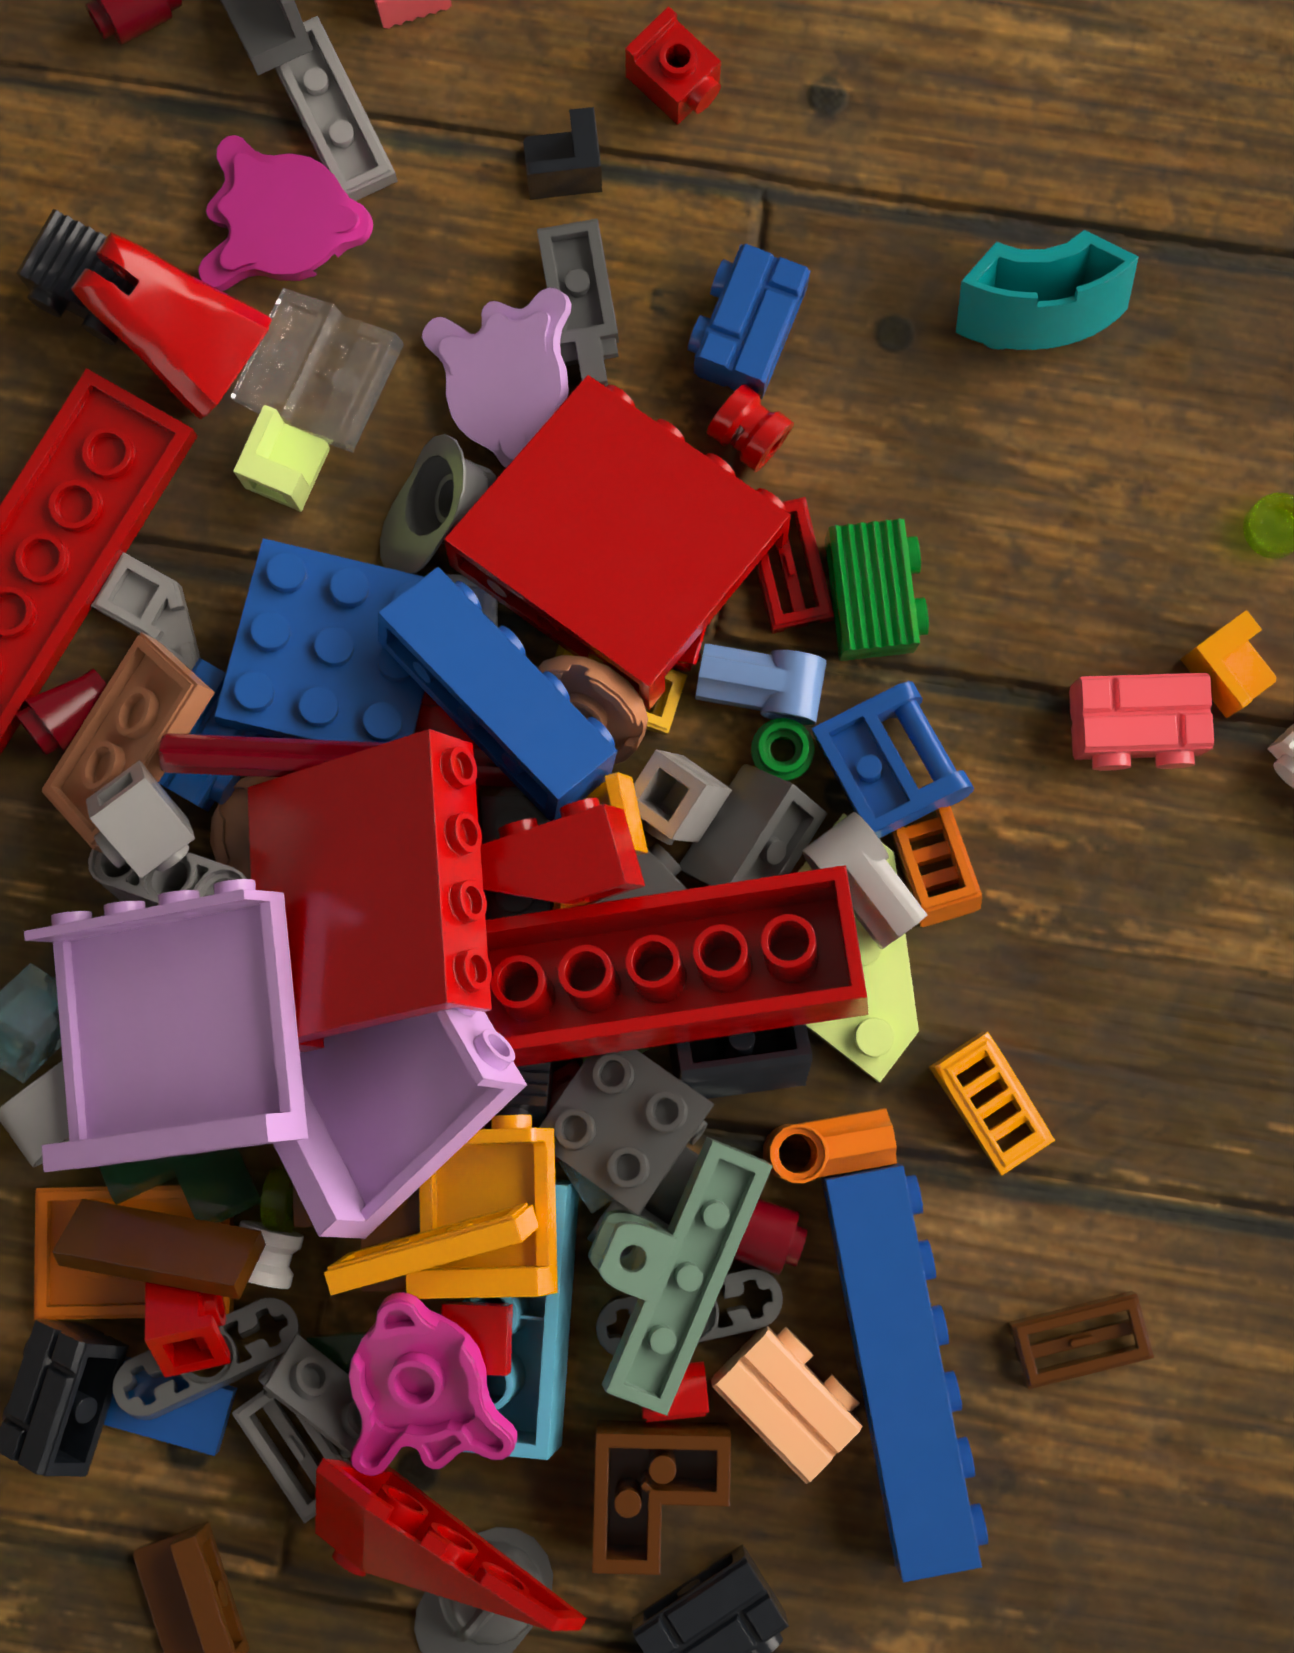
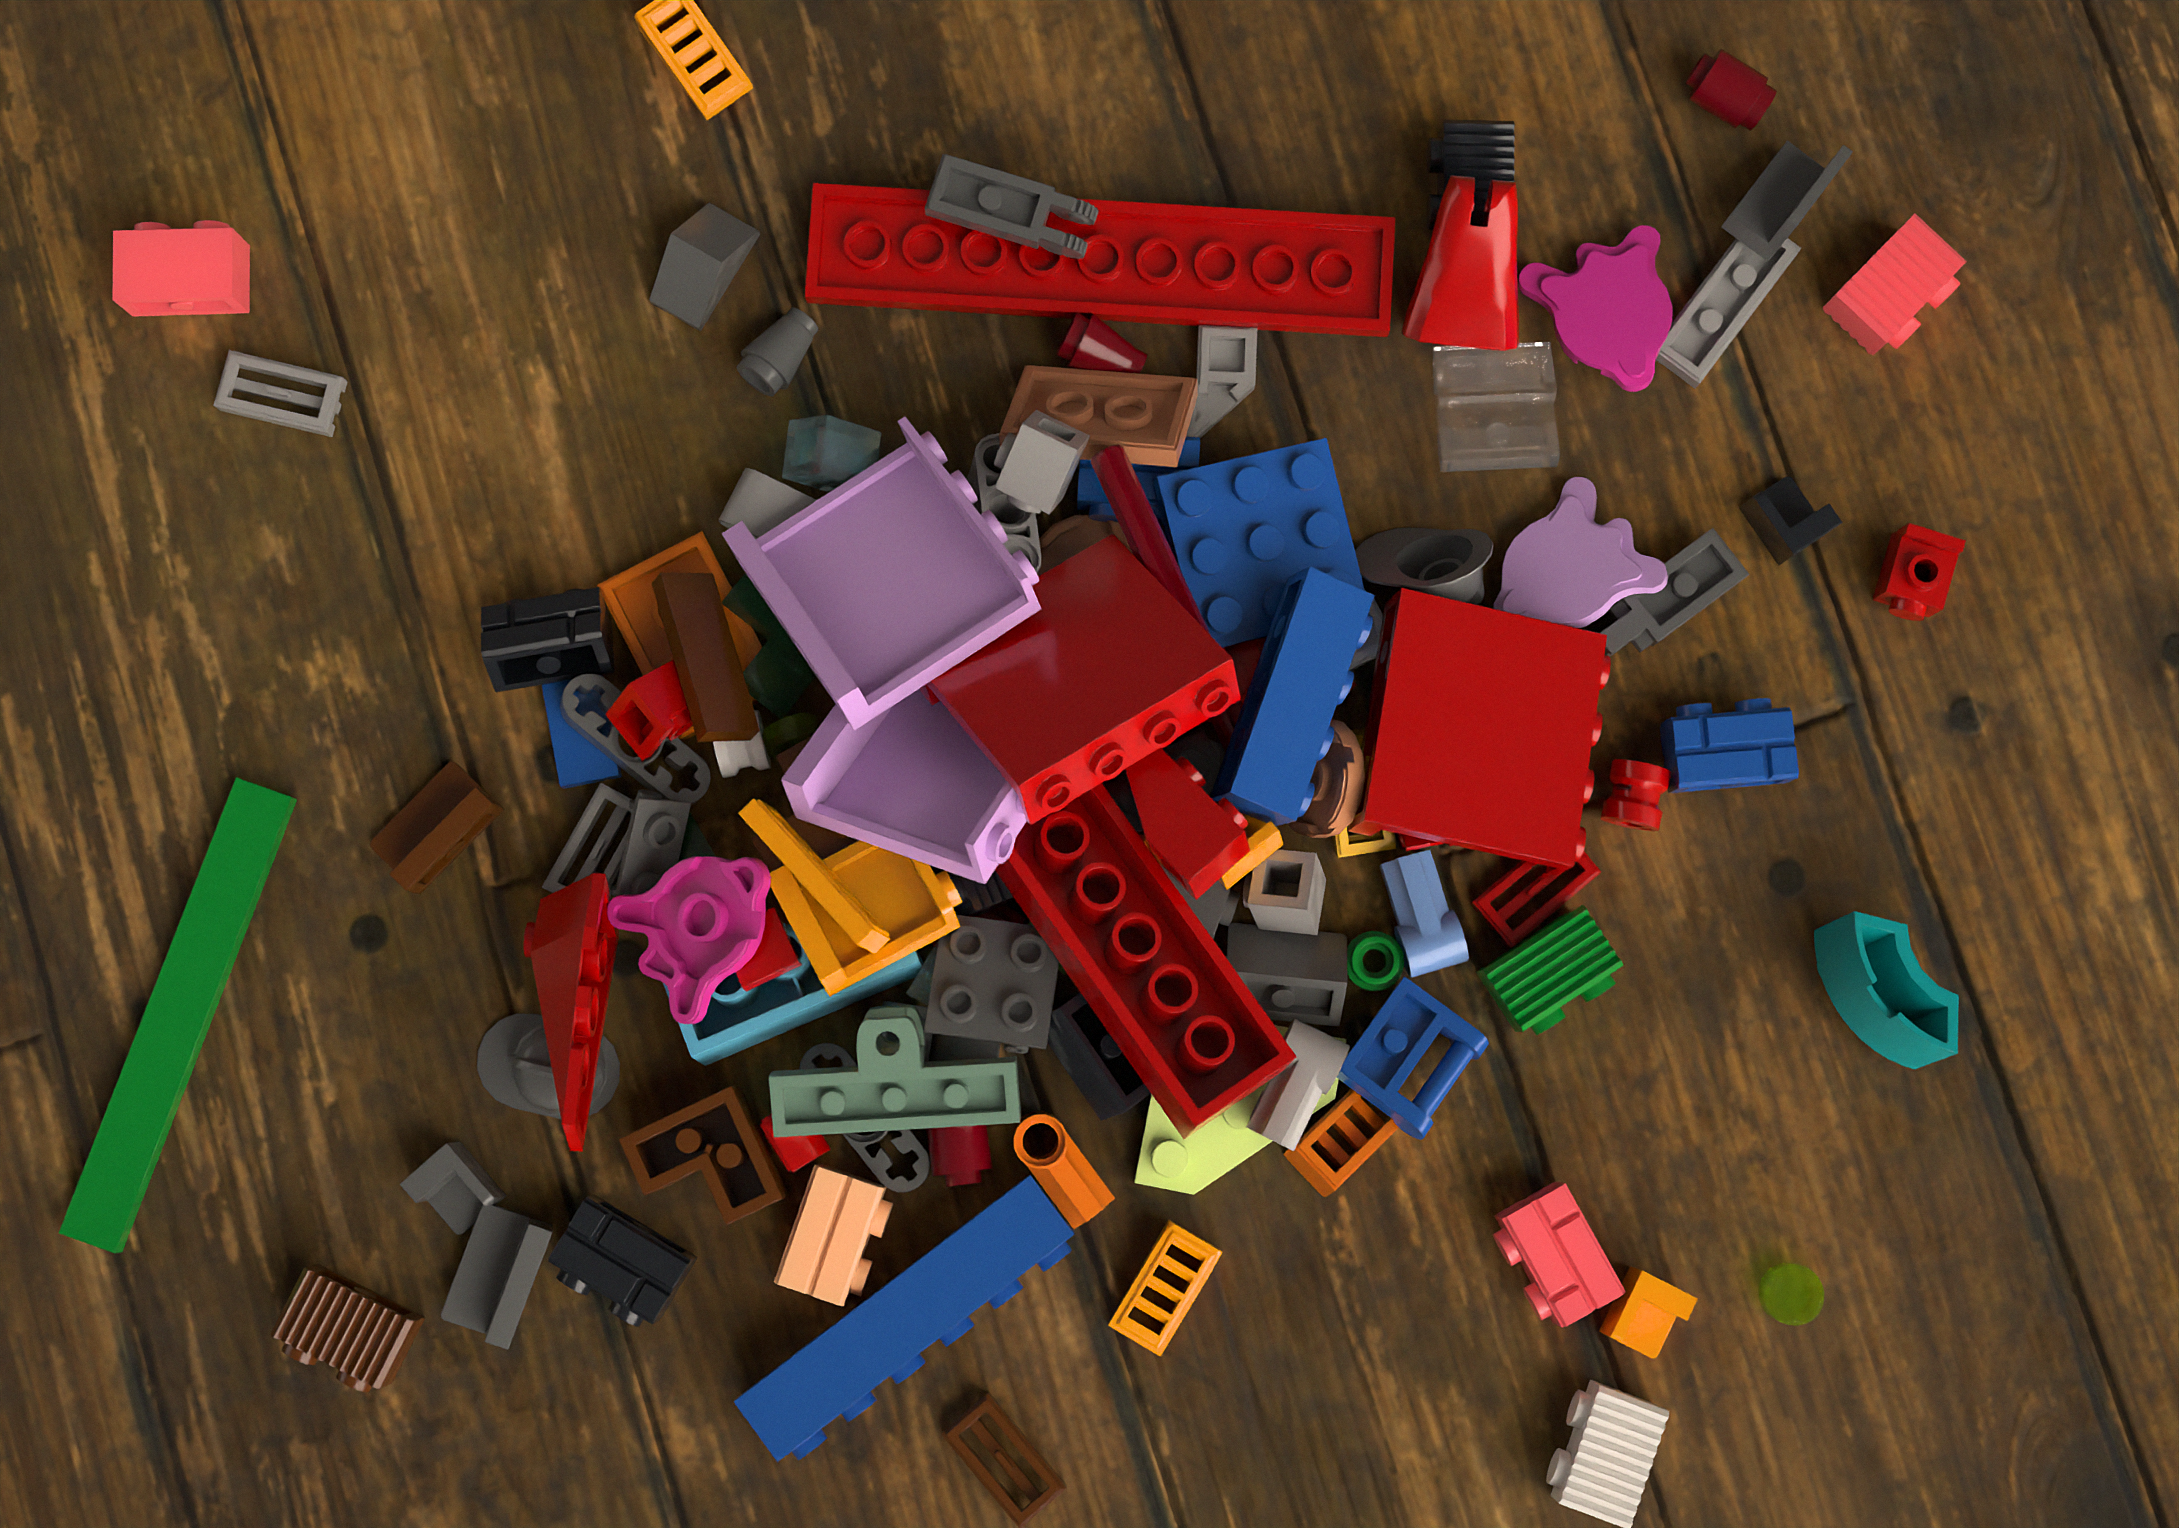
camera: 60 degrees right, 0 degrees up
(280, 460) = (1402, 417): yellowish green panel -> none

